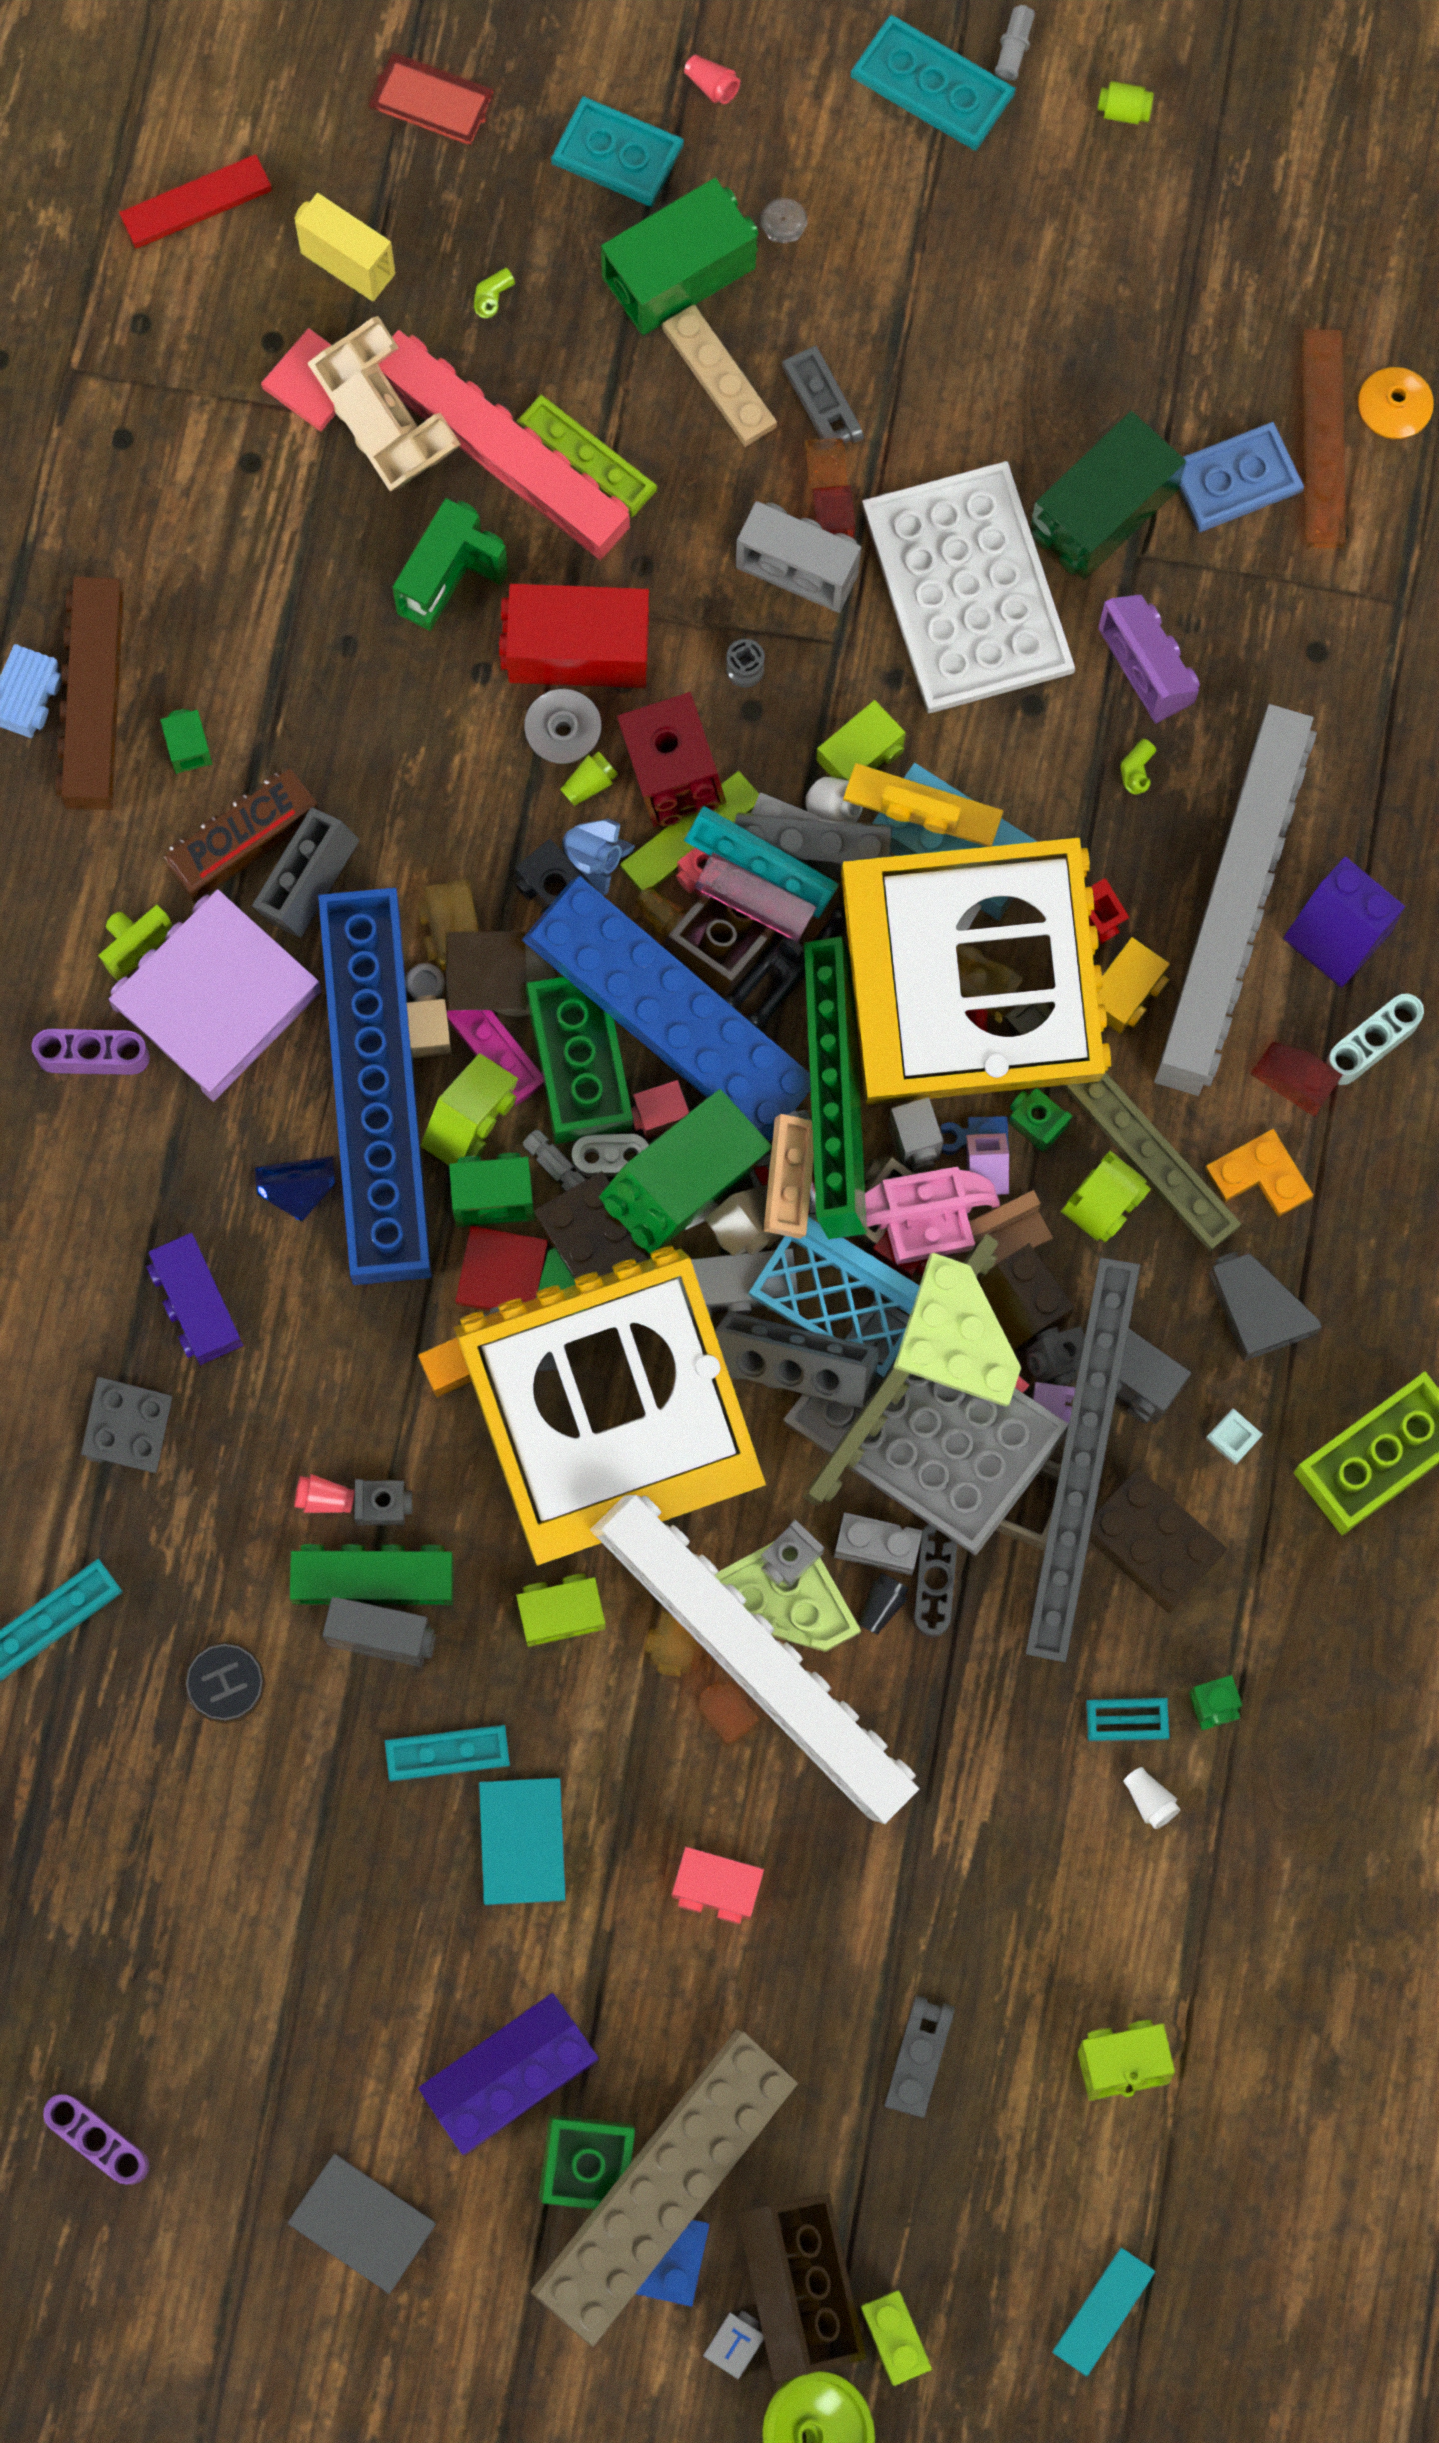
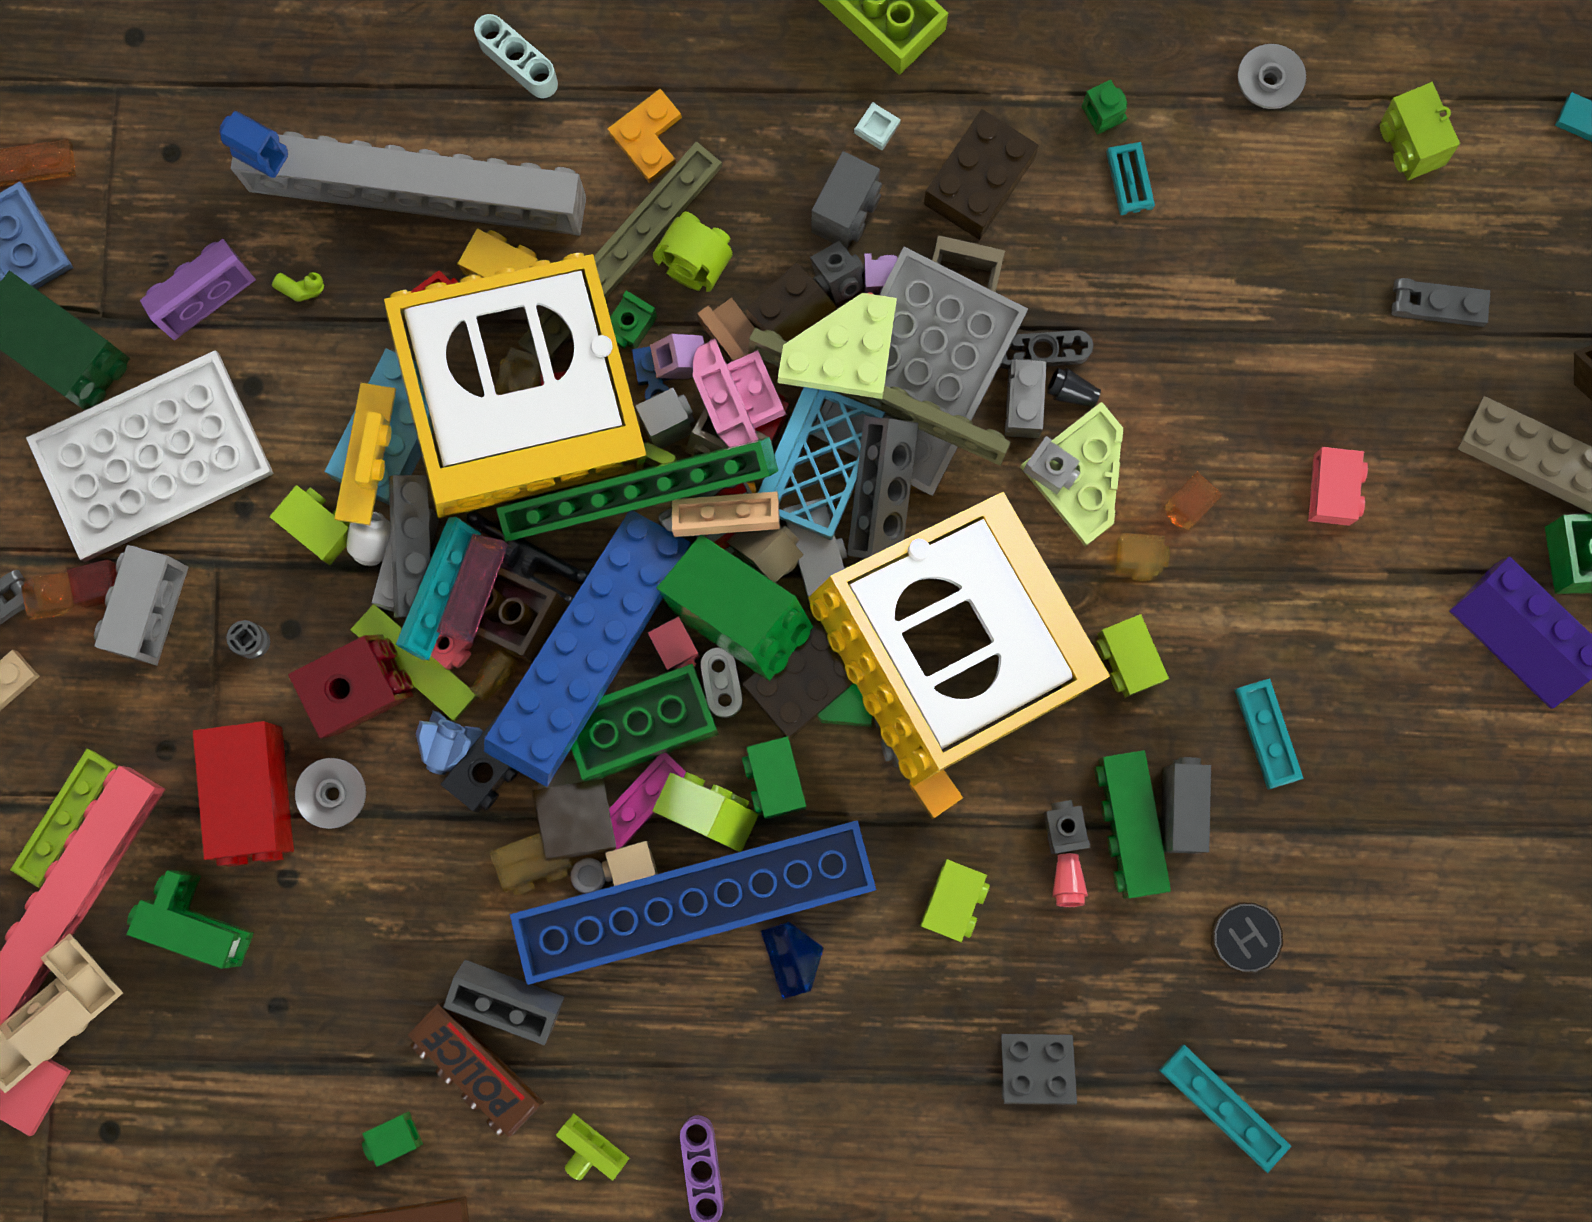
camera: 95 degrees left, 5 degrees up
(193, 1299) = (915, 1030): dark purple brick -> none
(215, 993) = (629, 1066): lavender panel -> none
(324, 1365) = (954, 901): none -> lime brick
(500, 1268) = (841, 761): red tile -> none
(522, 1841) = (1331, 656): teal tile -> none
(552, 1160) = (735, 731): light grey axle -> none
(589, 779) = (376, 761): lime cone -> none
(754, 1658) = (1153, 477): white brick -> none
(876, 1126) = (657, 456): none -> lime tile
(1083, 1459) = (929, 229): dark grey plate -> none
(1152, 1799) = (1196, 145): white cone -> none
(1244, 1897) = (1275, 63): none -> light grey dish
(1259, 1307) = (766, 118): dark grey slope -> none
(1282, 726) = (253, 144): none -> blue brick
(1297, 1076) = (559, 113): clear red slope -> none
(1344, 922) = (417, 87): dark purple slope -> none

